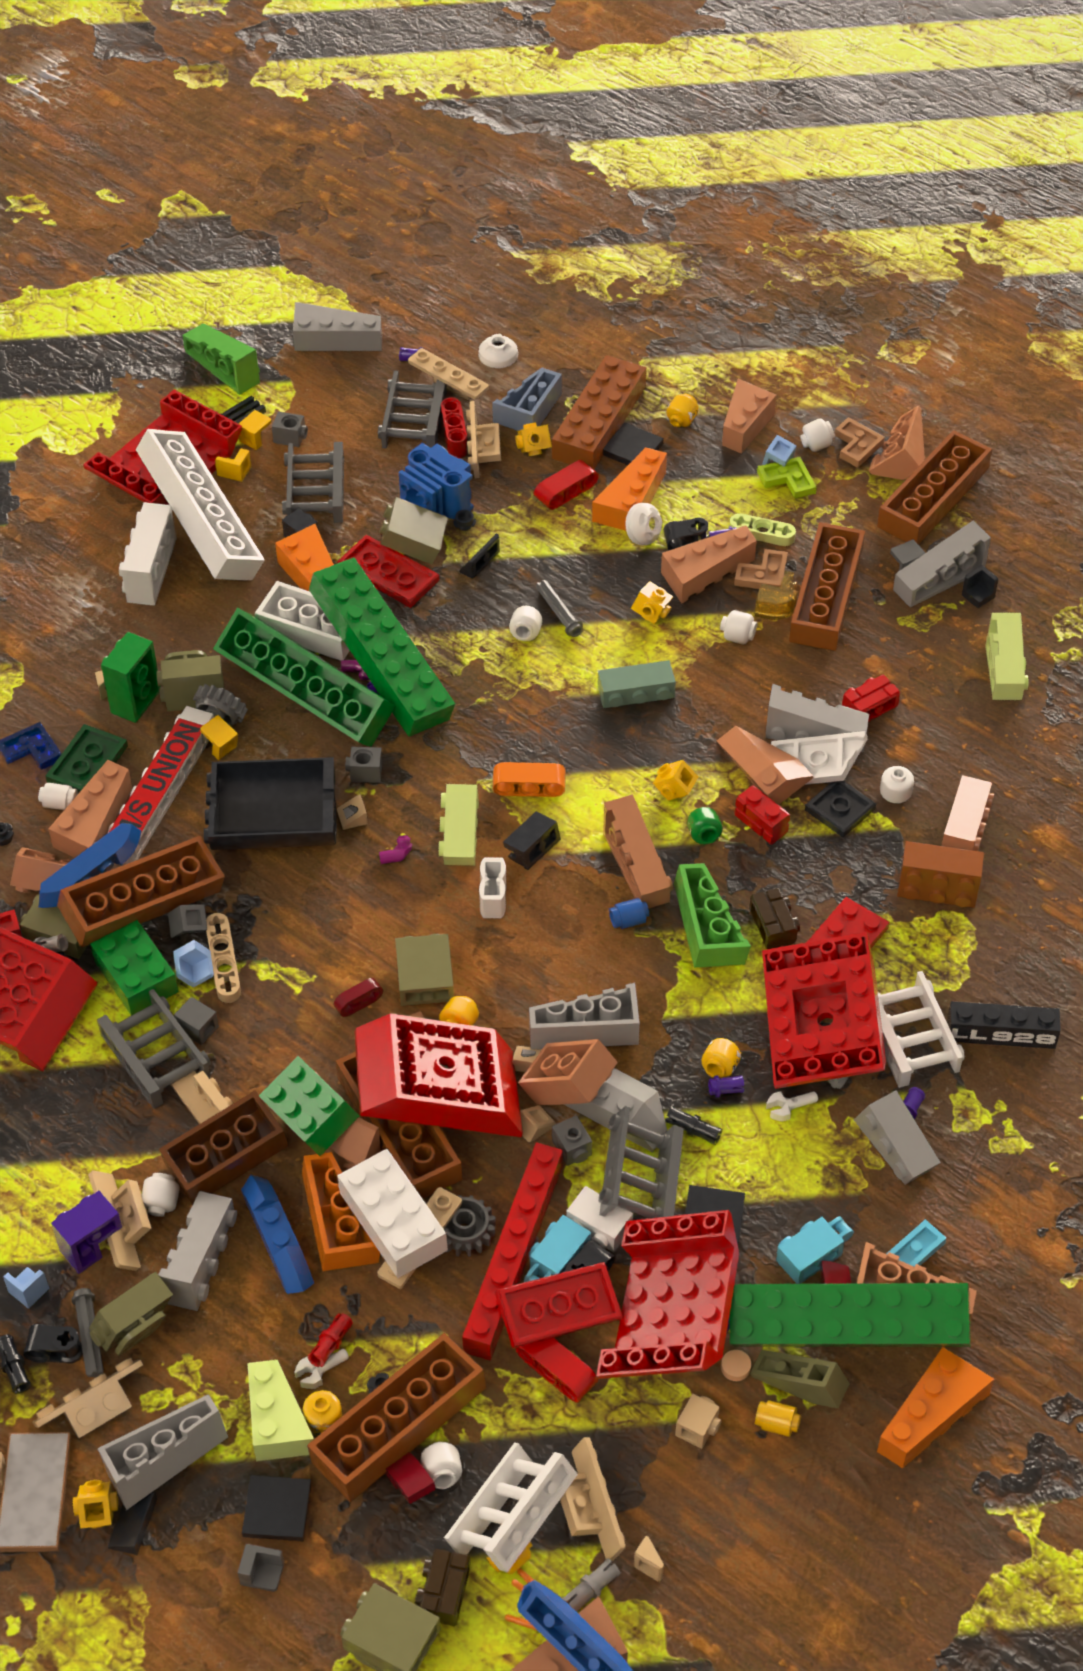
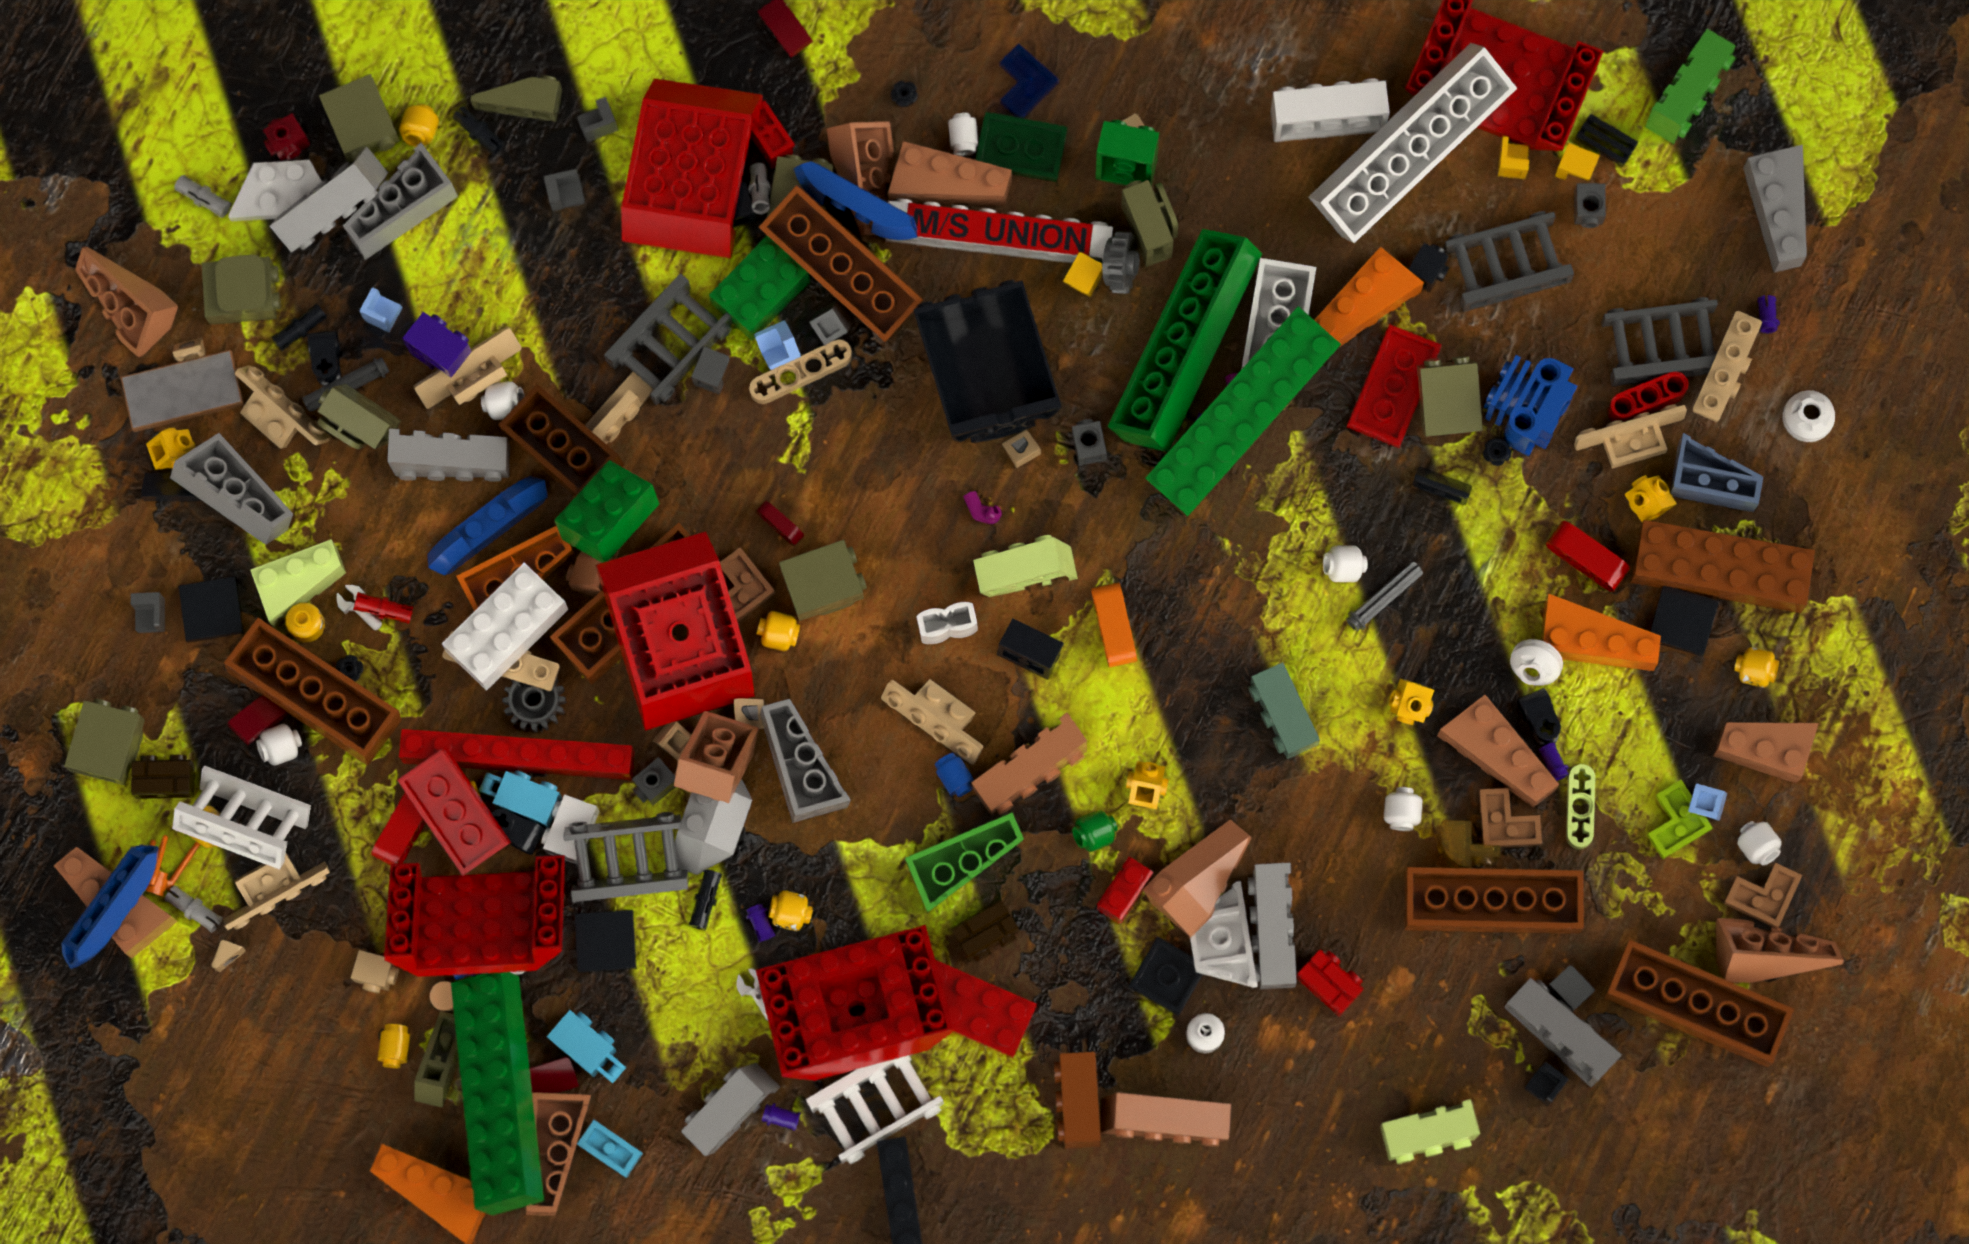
camera: 80 degrees right, 25 degrees up
(572, 917) = (936, 714): none -> tan bracket

